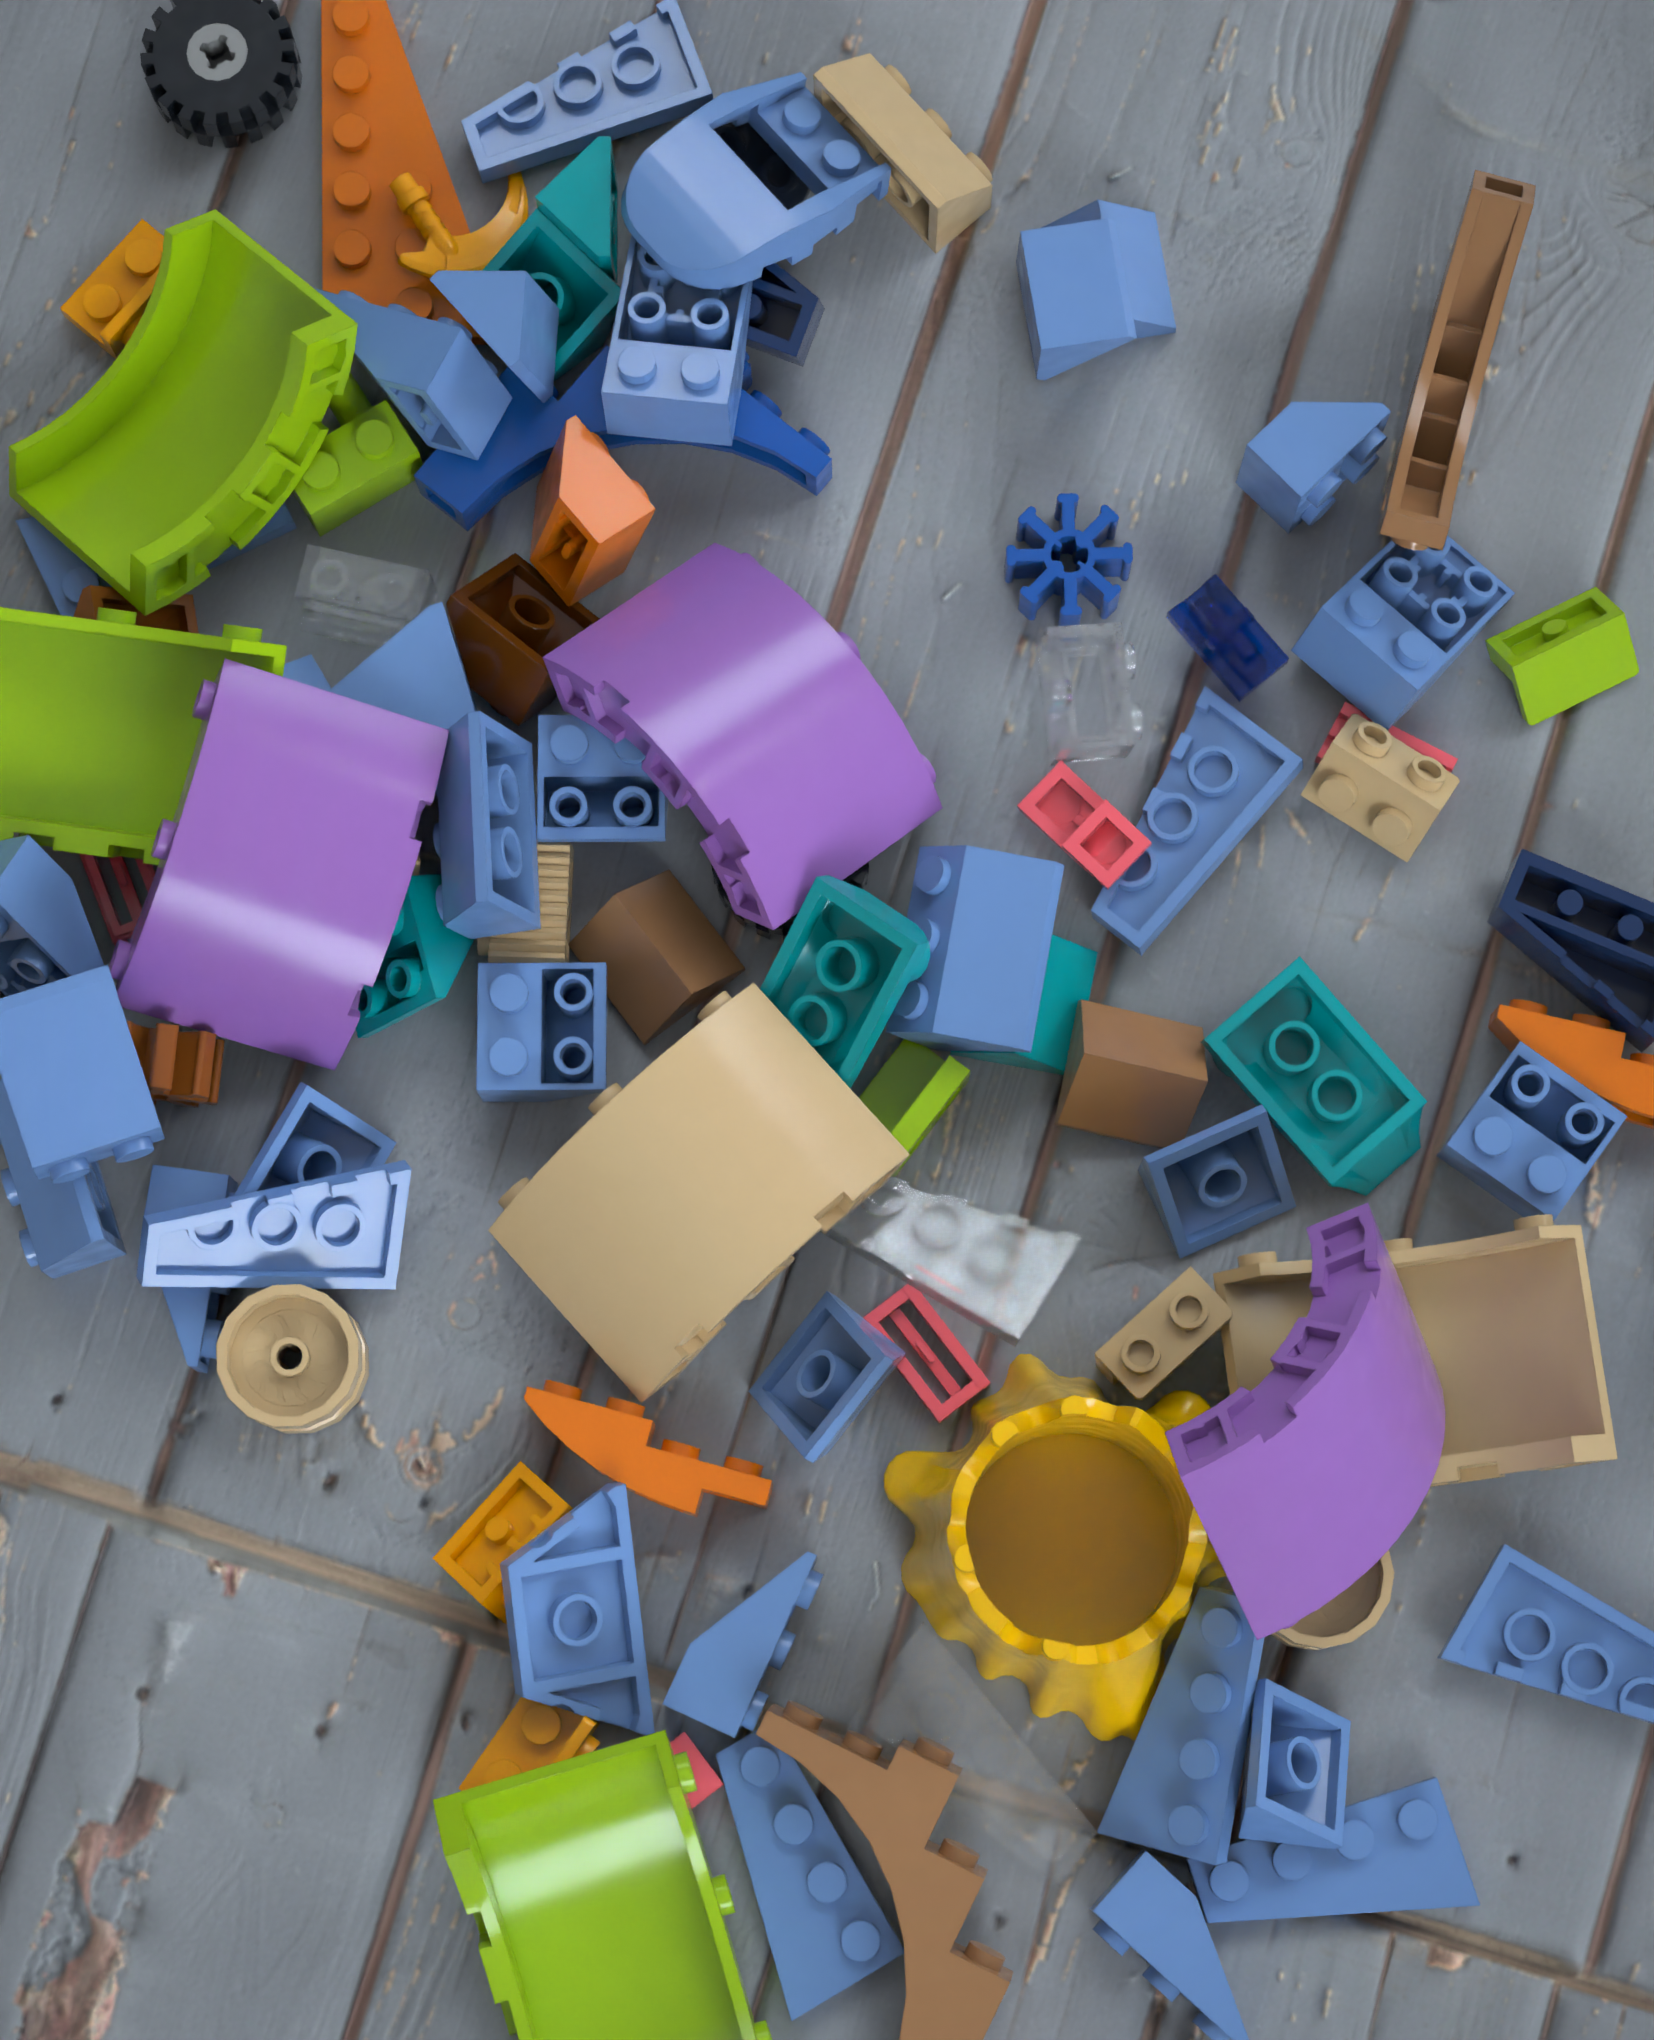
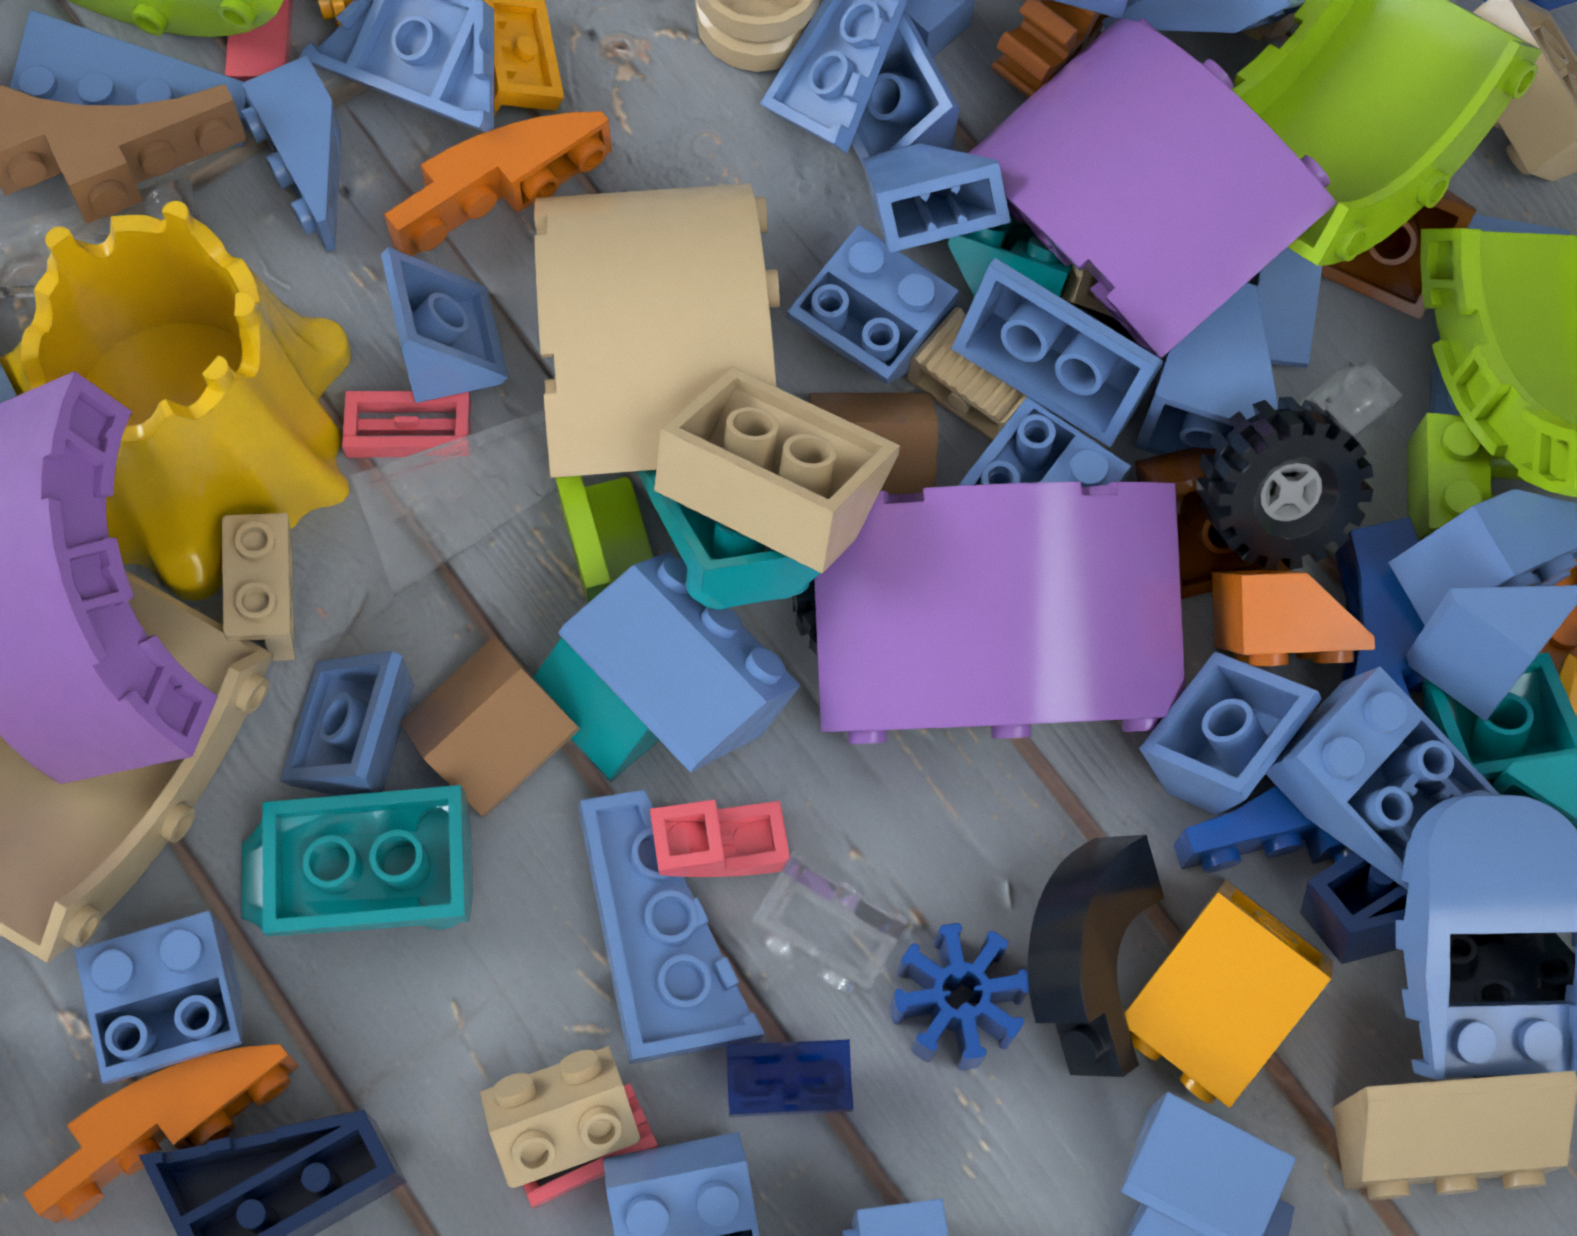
camera: 120 degrees right, 10 degrees down
(409, 1045) = (933, 194): none -> medium blue slope
(480, 571) = (1288, 513): none -> black wheel
(715, 489) = (1226, 732): none -> medium blue slope
(784, 955) = (773, 468): none -> tan slope
(913, 370) = (1227, 995): none -> light orange slope
(959, 498) = (1078, 945): none -> black arch

